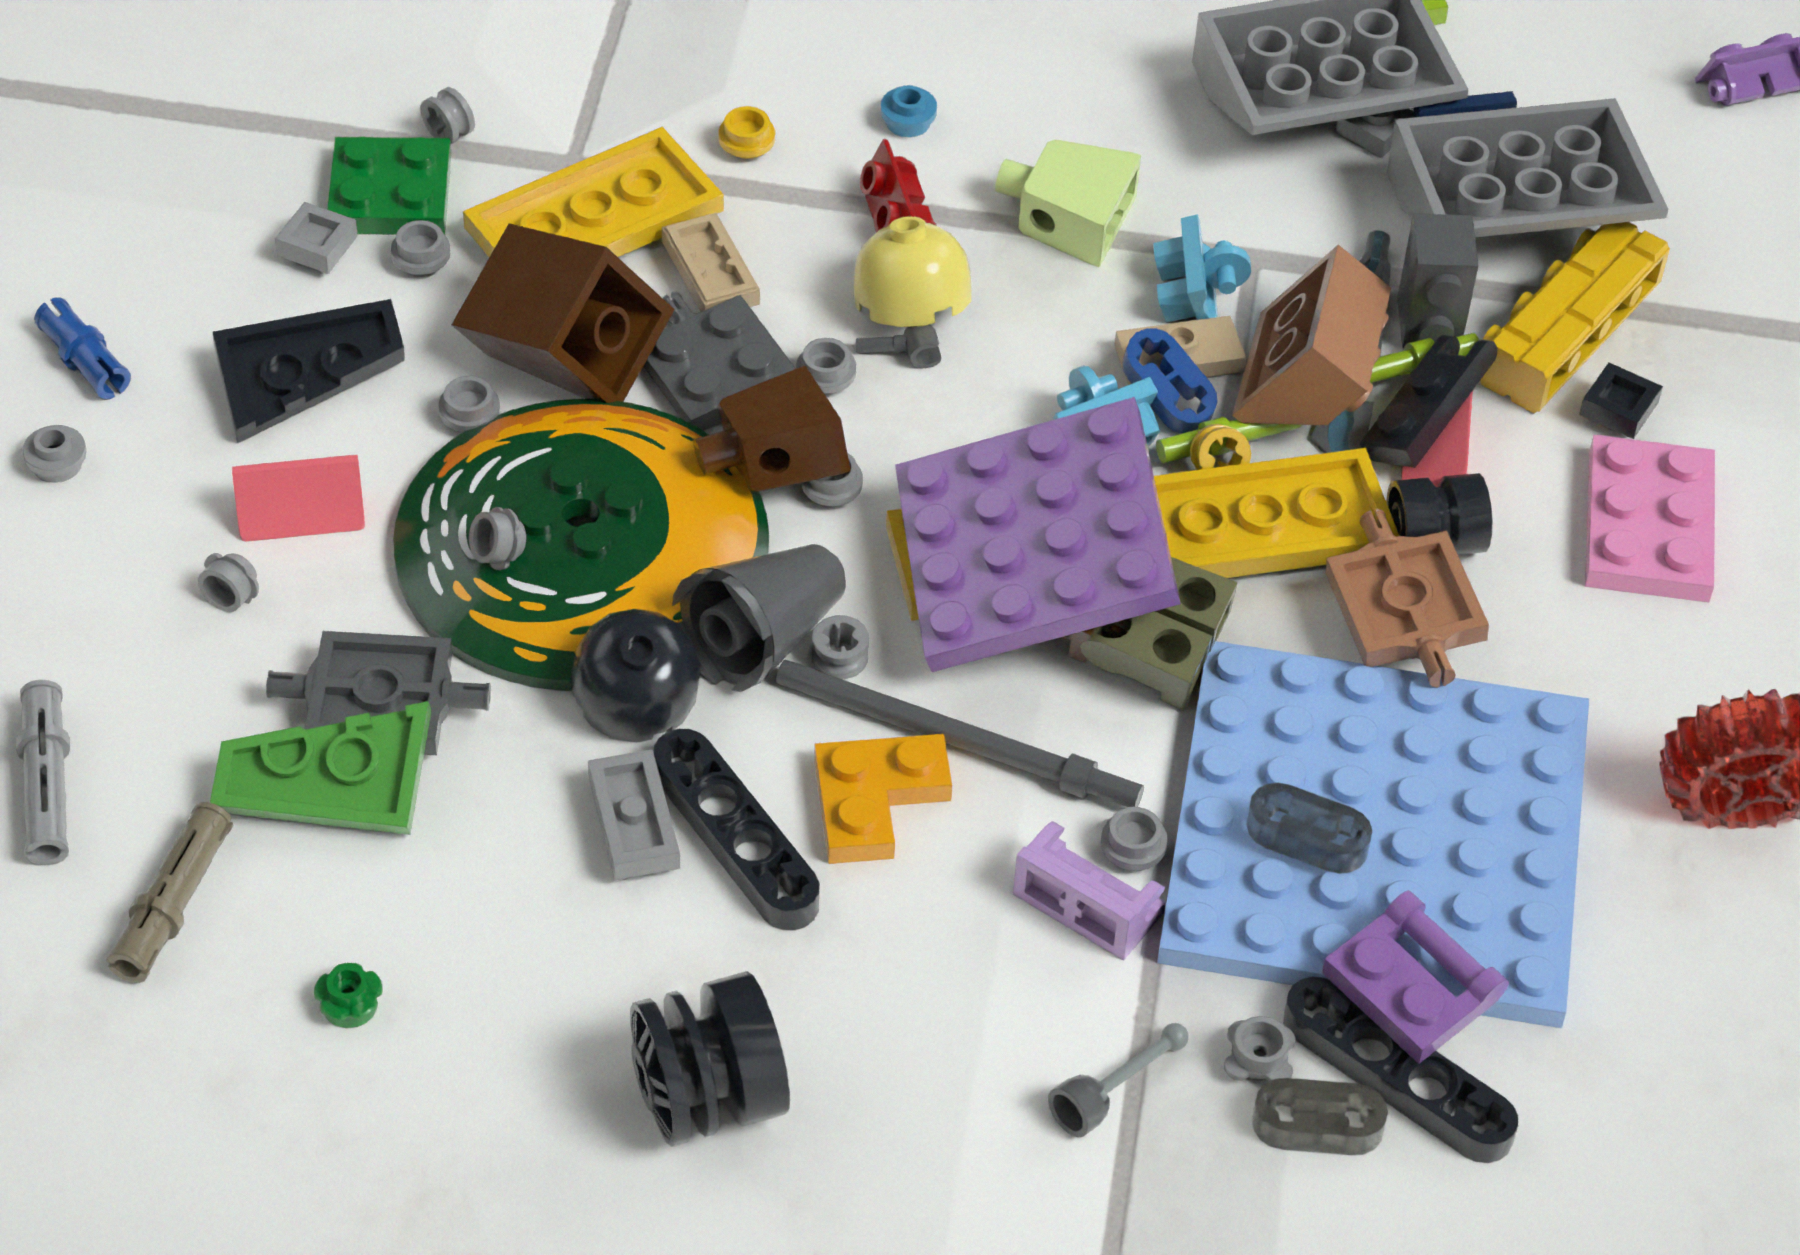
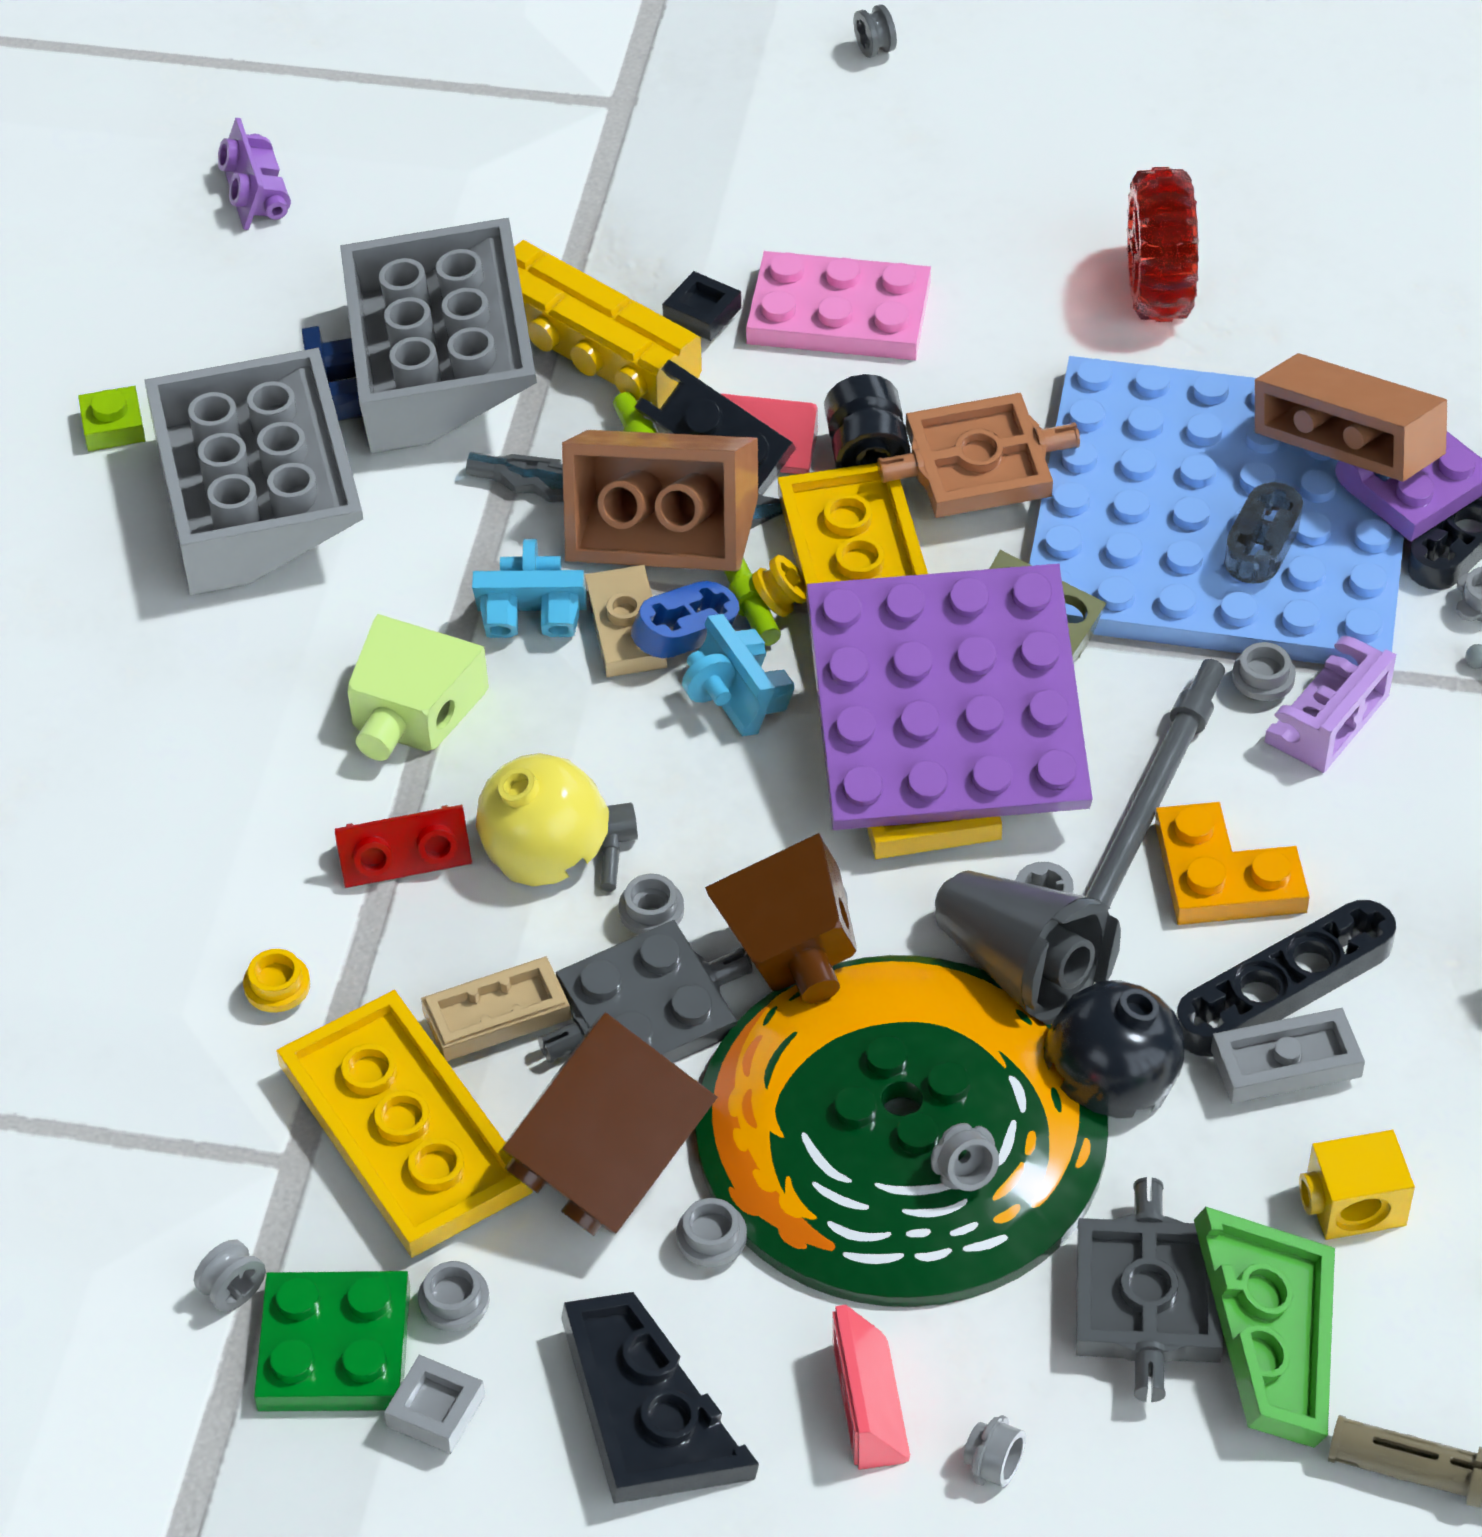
camera: 85 degrees left, 0 degrees up
(475, 851) = (1357, 1185): none -> yellow brick
(908, 110) = (247, 847): dark azure plate -> none
(1437, 277) = (574, 390): dark grey brick -> none
(1457, 886) = (1351, 416): none -> nougat brick

